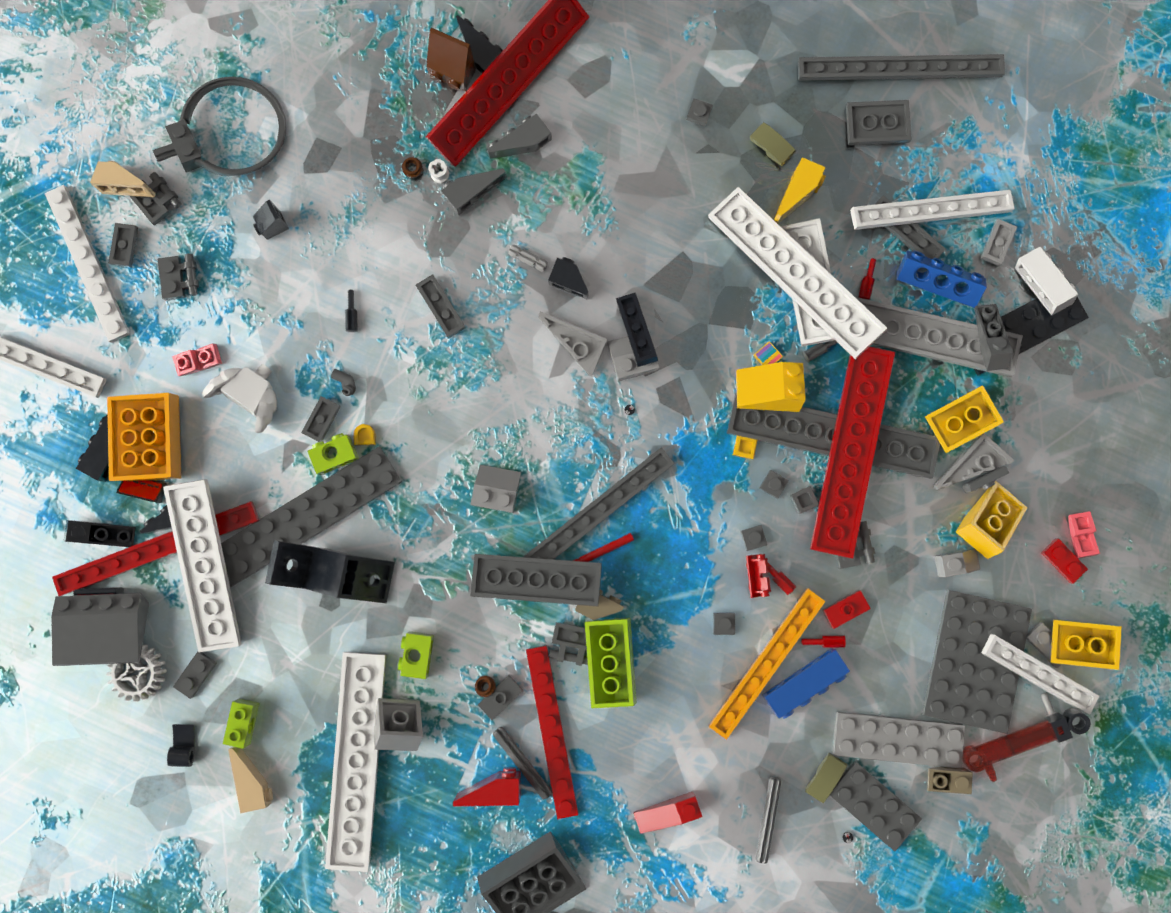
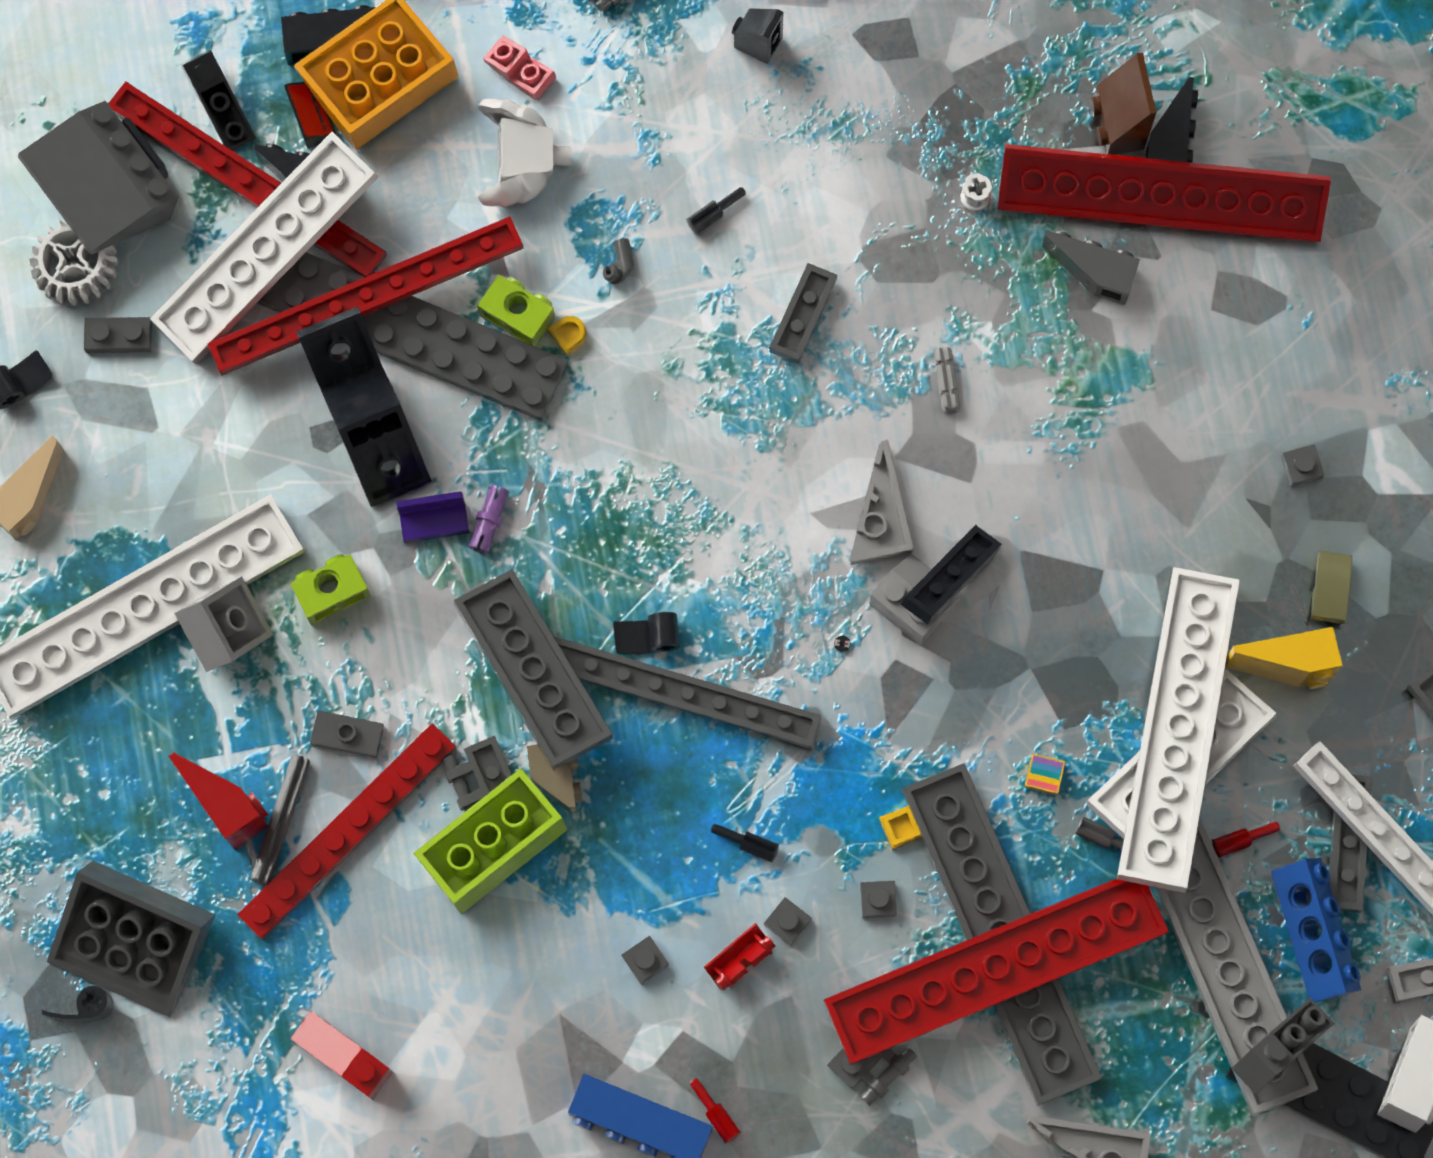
camera: 55 degrees right, 10 degrees down
(241, 723) = (95, 430): lime brick -> none
(268, 528) = (368, 293): none -> red plate
(321, 419) = (551, 266): dark grey plate -> none
(409, 162) = (960, 149): reddish brown plate -> none
(416, 574) = (433, 517): none -> dark purple panel
(436, 546) = (488, 519): none -> medium lavender pin
(469, 189) = (981, 246): dark grey slope -> none
(480, 683) = (348, 695): reddish brown plate -> none
(496, 489) = (615, 542): light grey slope -> none
(556, 506) = (653, 635): none -> black panel
(567, 277) = (957, 445): black slope -> none
(606, 548) = (640, 739): red bar -> none
(700, 529) = (749, 842): none -> black axle
(766, 663) = (631, 1051): light orange plate -> none
(771, 387) = (1003, 802): yellow slope -> none
(782, 580) = (757, 994): red axle -> none
(804, 500) = (885, 952): dark grey plate -> none
(846, 609) = (778, 1111): red plate -> none
(964, 419) = (1148, 1091): yellow slope -> none

